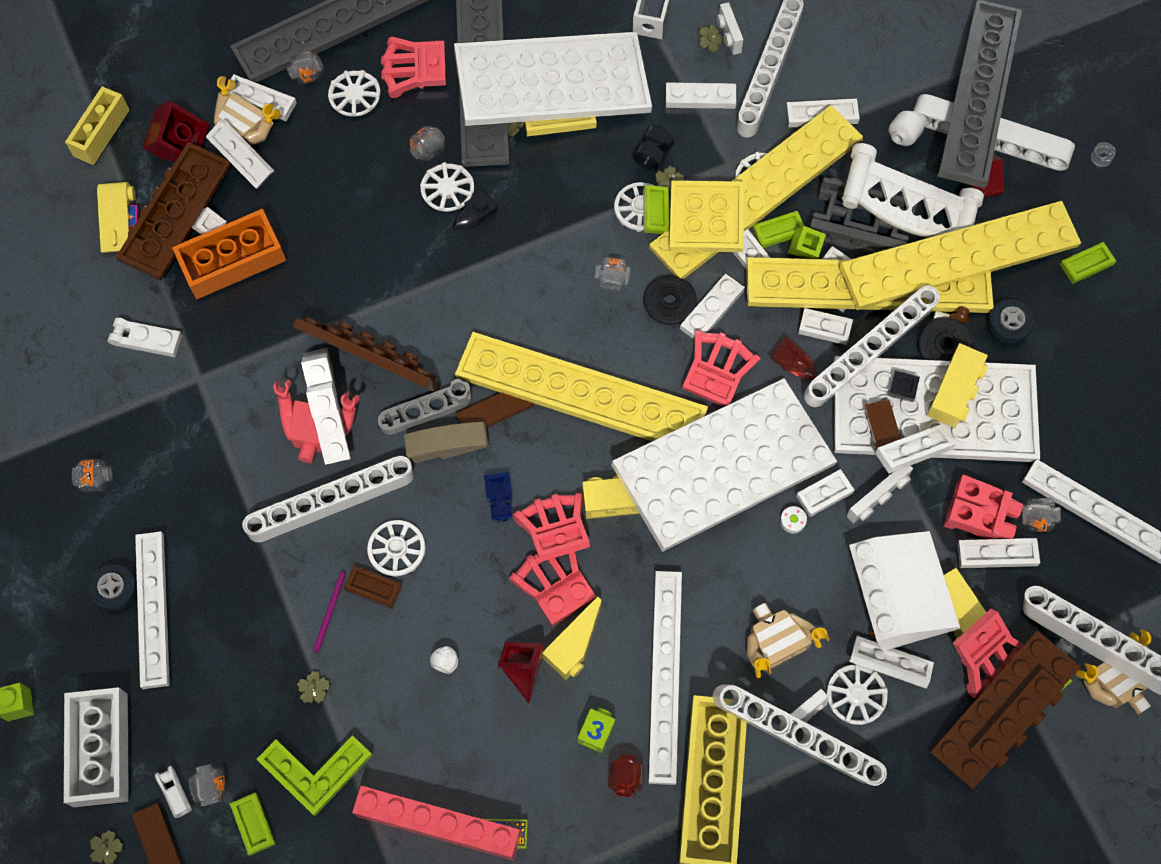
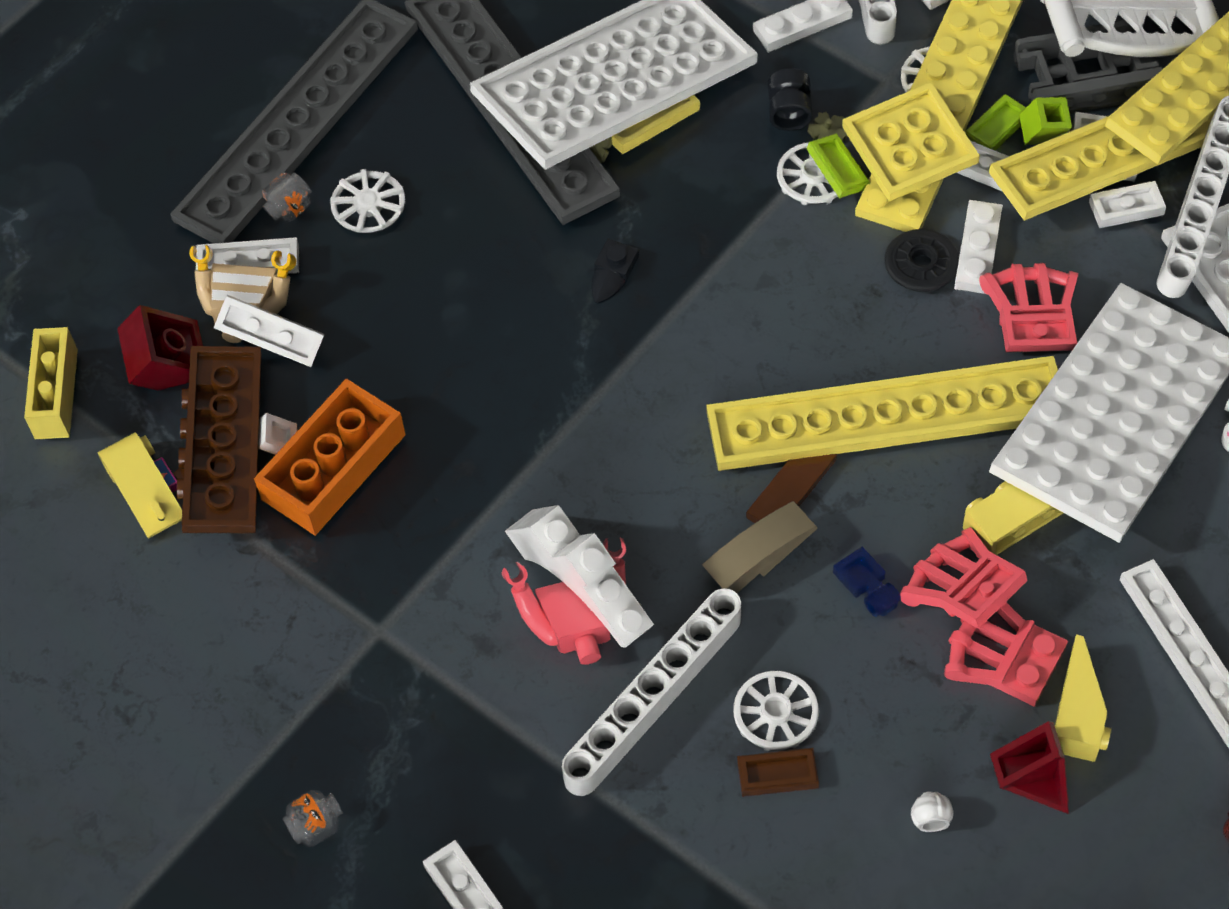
camera: 25 degrees left, 10 degrees down
(145, 338) = (274, 614): white plate -> none
(330, 609) = (740, 831): magenta axle -> none
(365, 348) = (594, 487): reddish brown plate -> none
(423, 404) = (735, 484): light grey beam -> none
(427, 143) = (504, 214): clear head -> none
(428, 69) = (446, 131): coral plate -> none
(447, 186) = (559, 255): white wheel -> none
(596, 730) = (1179, 798): lime brick -> none
(613, 273) = (835, 259): clear head -> none
(793, 360) = (1116, 257): clear red plate -> none

